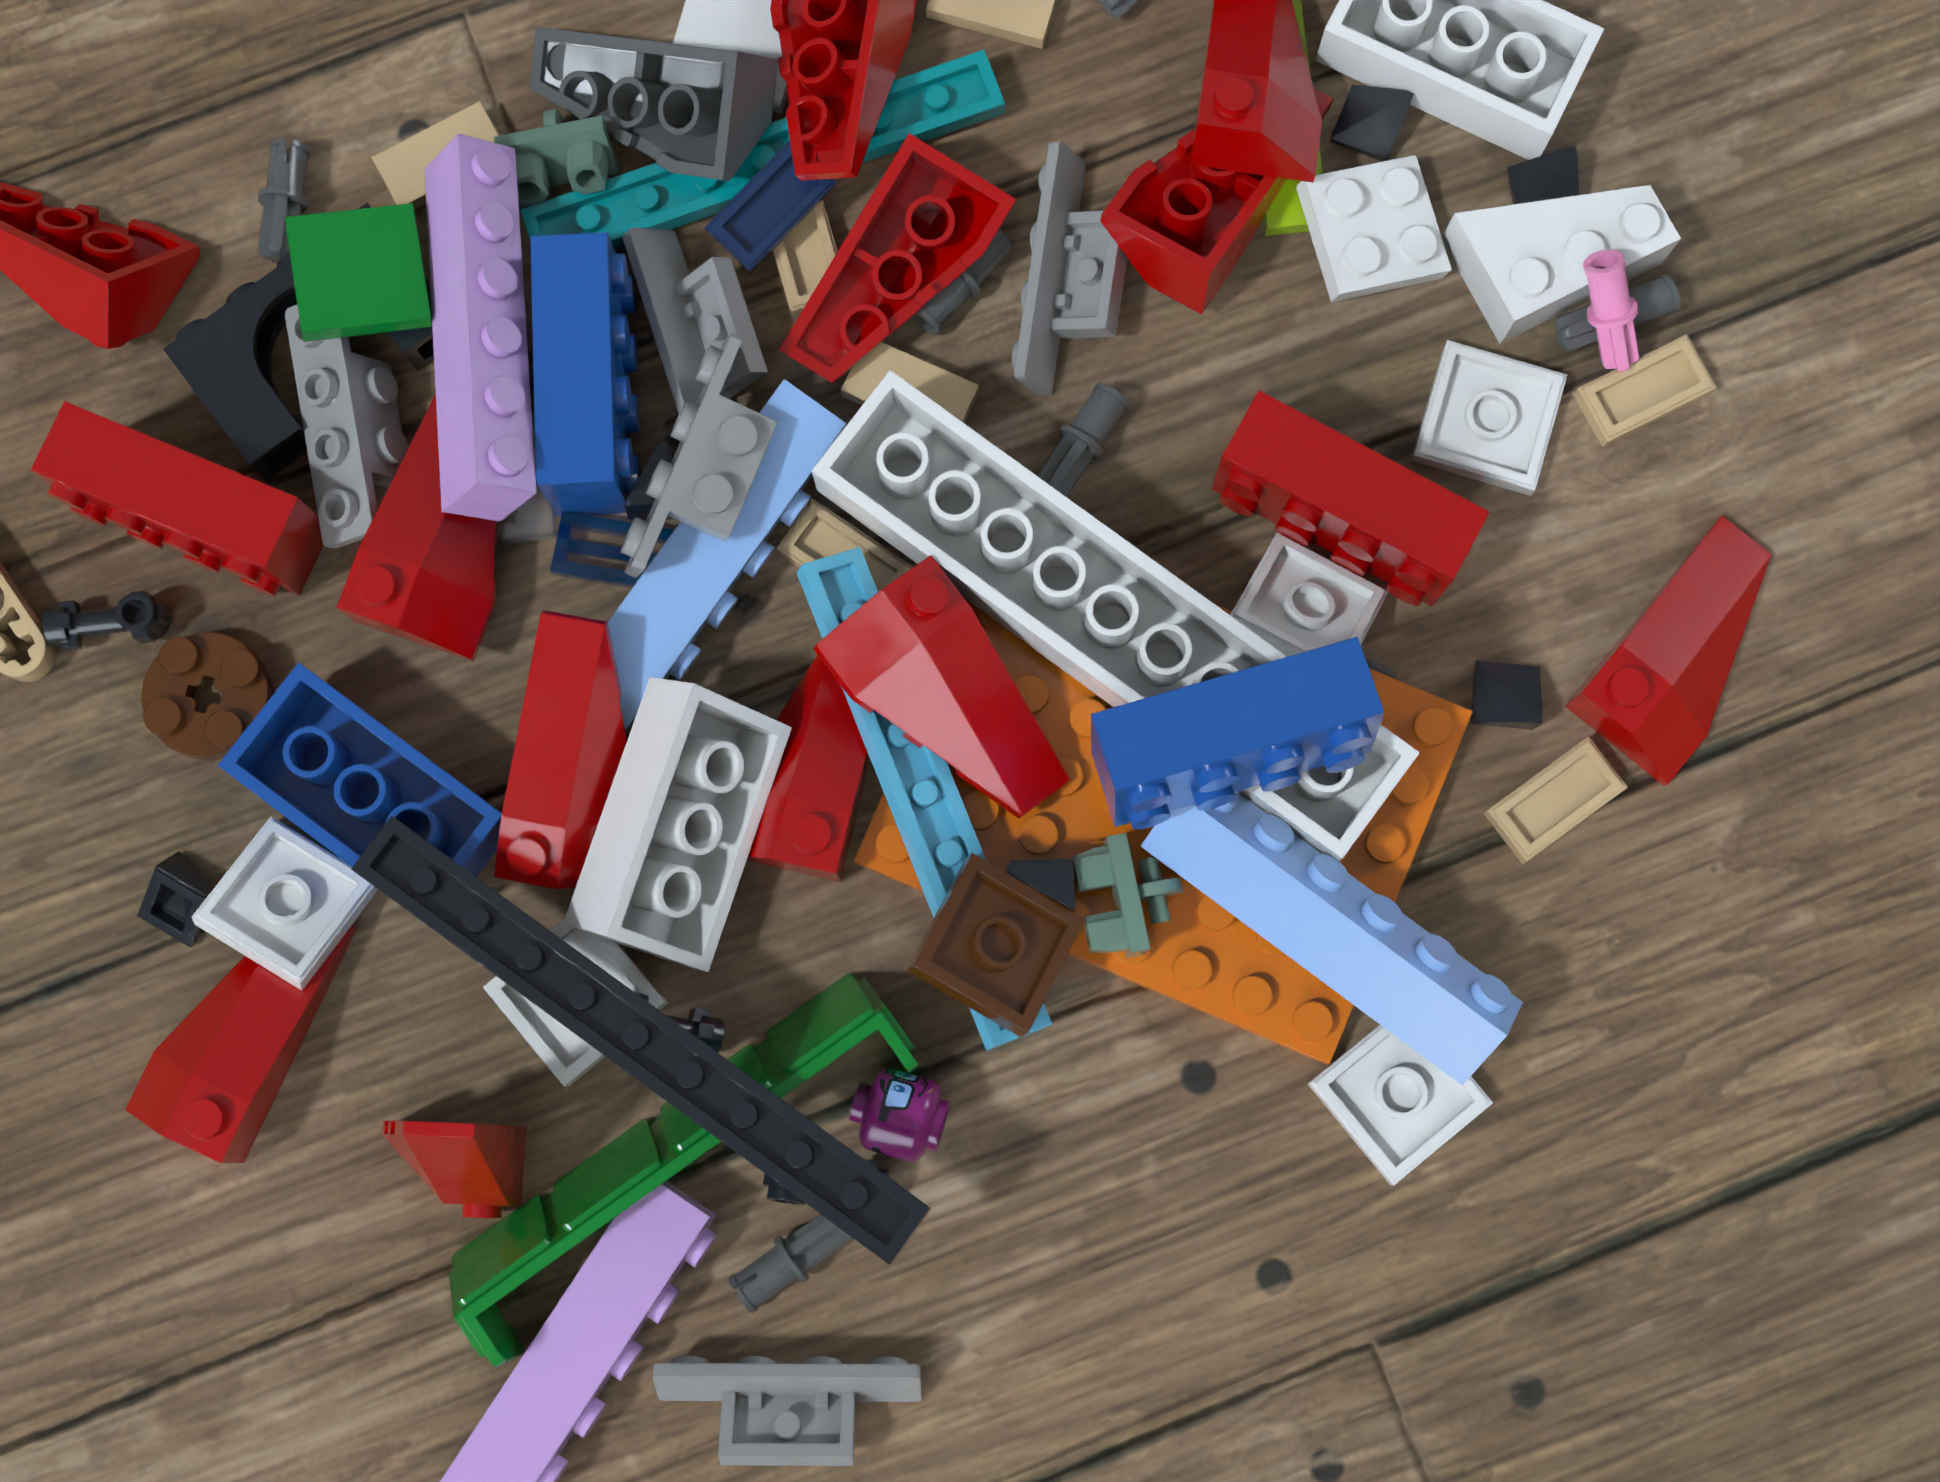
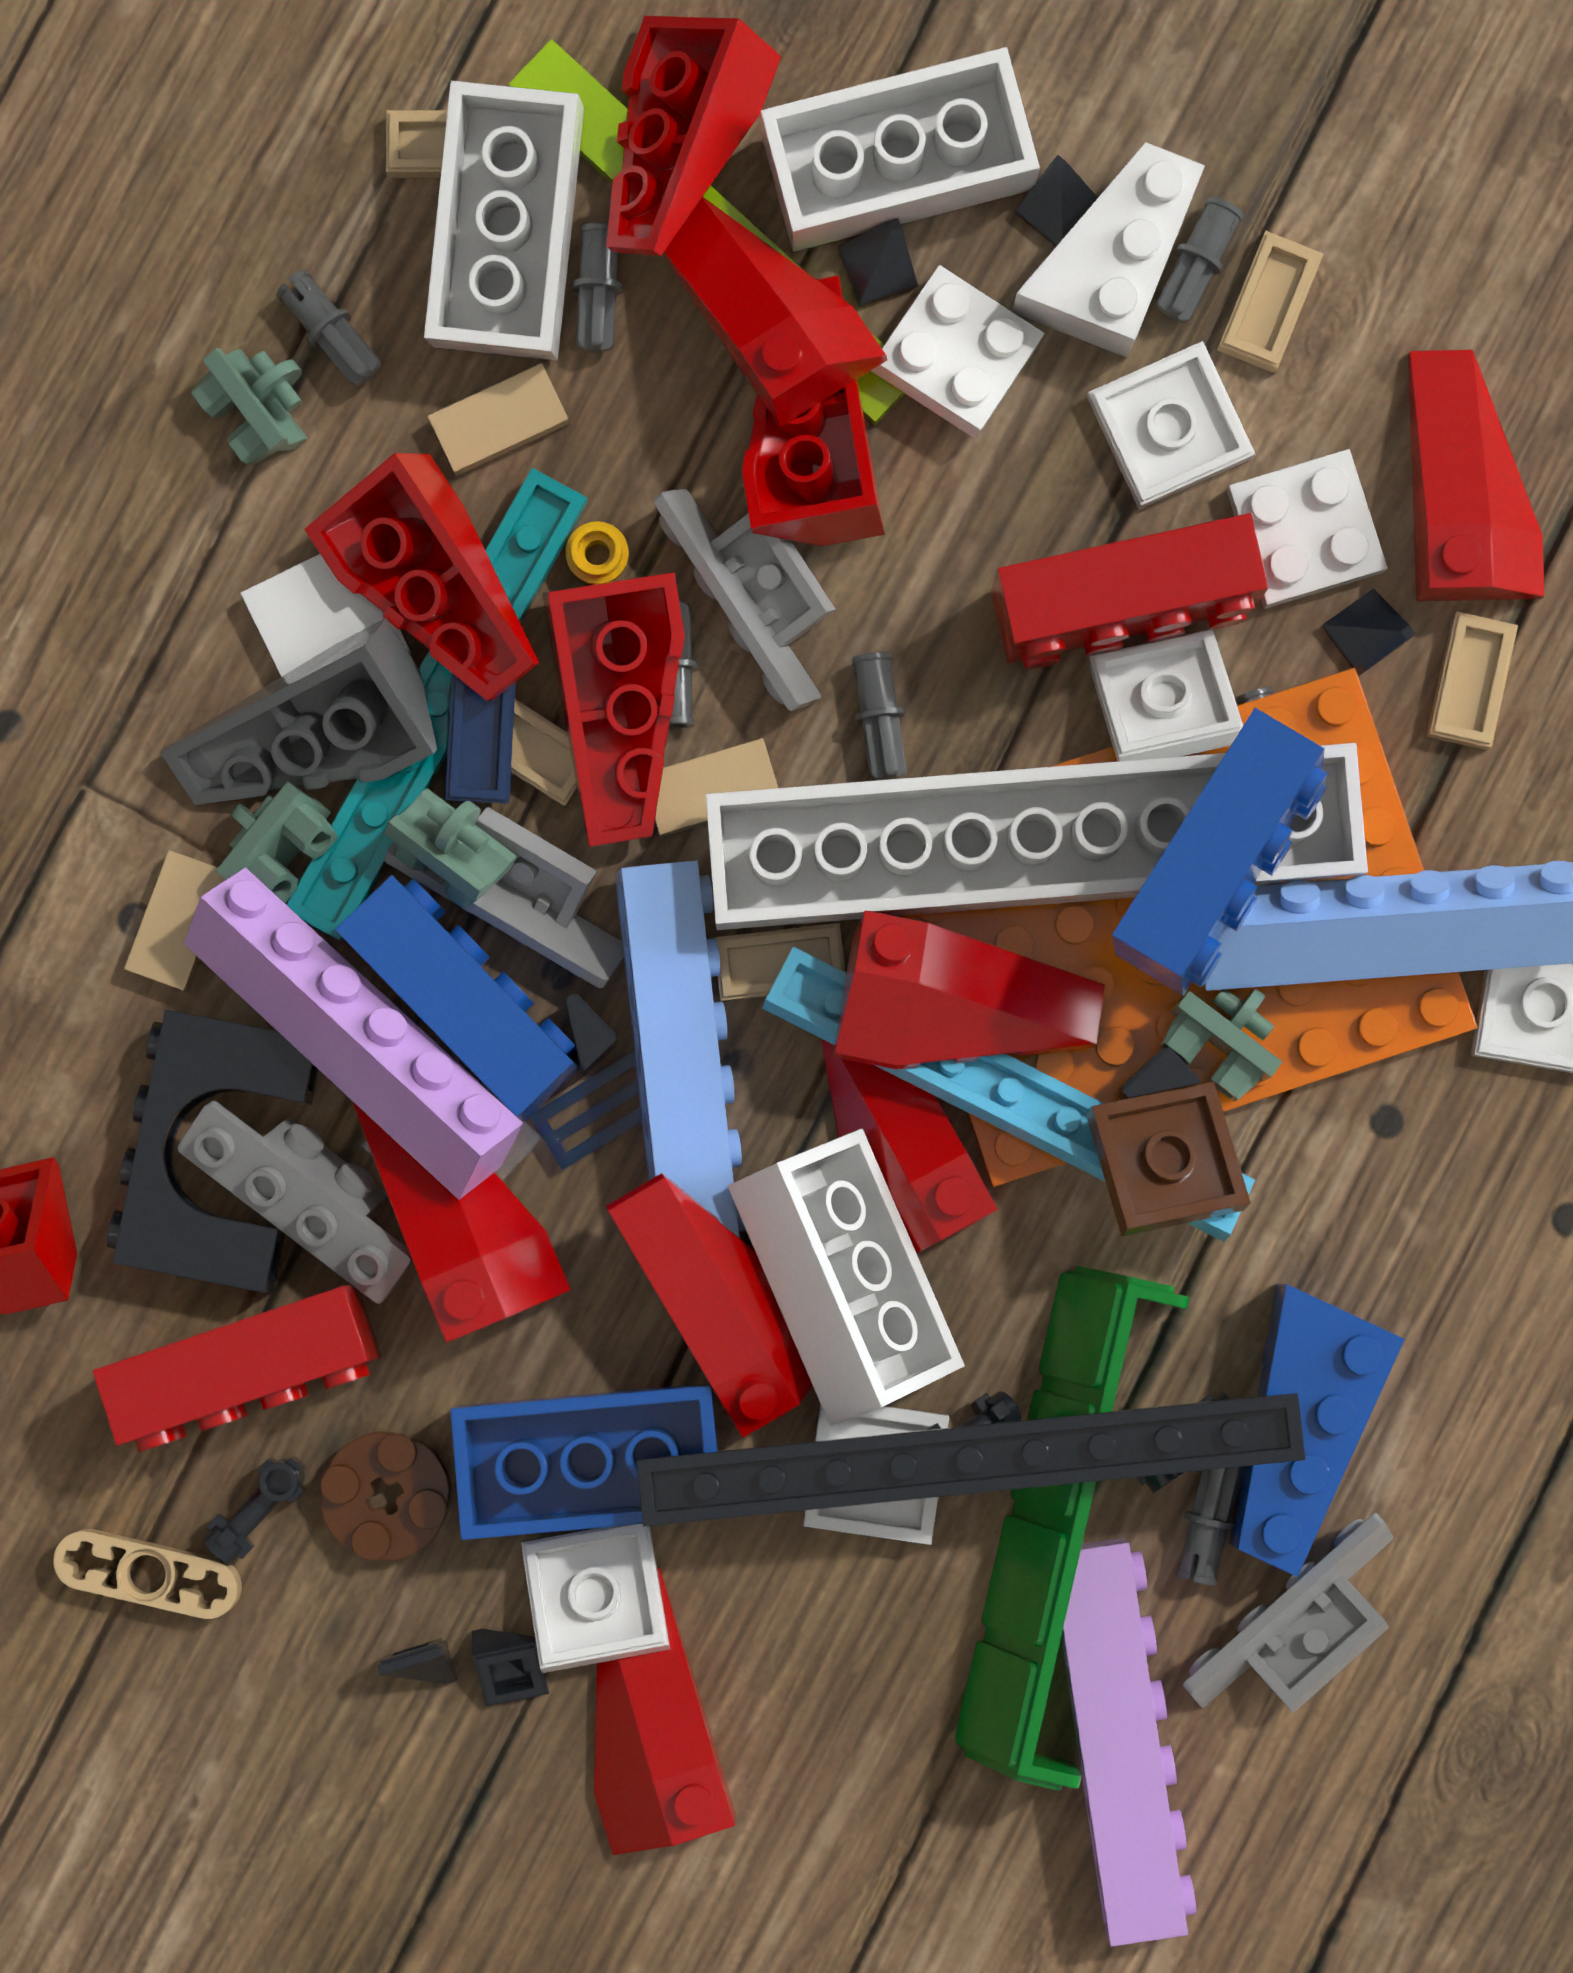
camera: 45 degrees left, 5 degrees up
(122, 843) = (421, 1662): none -> black slope
(282, 196) = (86, 1064): dark grey axle -> none
(358, 272) = (216, 1071): green tile -> none
(464, 1162) = (905, 1665): red wedge -> none
(675, 259) = (450, 845): none -> sand green hips
(711, 466) = (626, 984): light grey bracket -> none
(900, 1114) = (1198, 1344): magenta head -> none
(977, 1228) = (1338, 1372): none -> blue wedge
(983, 137) = (592, 534): none -> yellow plate
(1526, 580) = (1310, 527): none -> white plate
(1611, 309) = (1198, 266): bright pink axle -> none

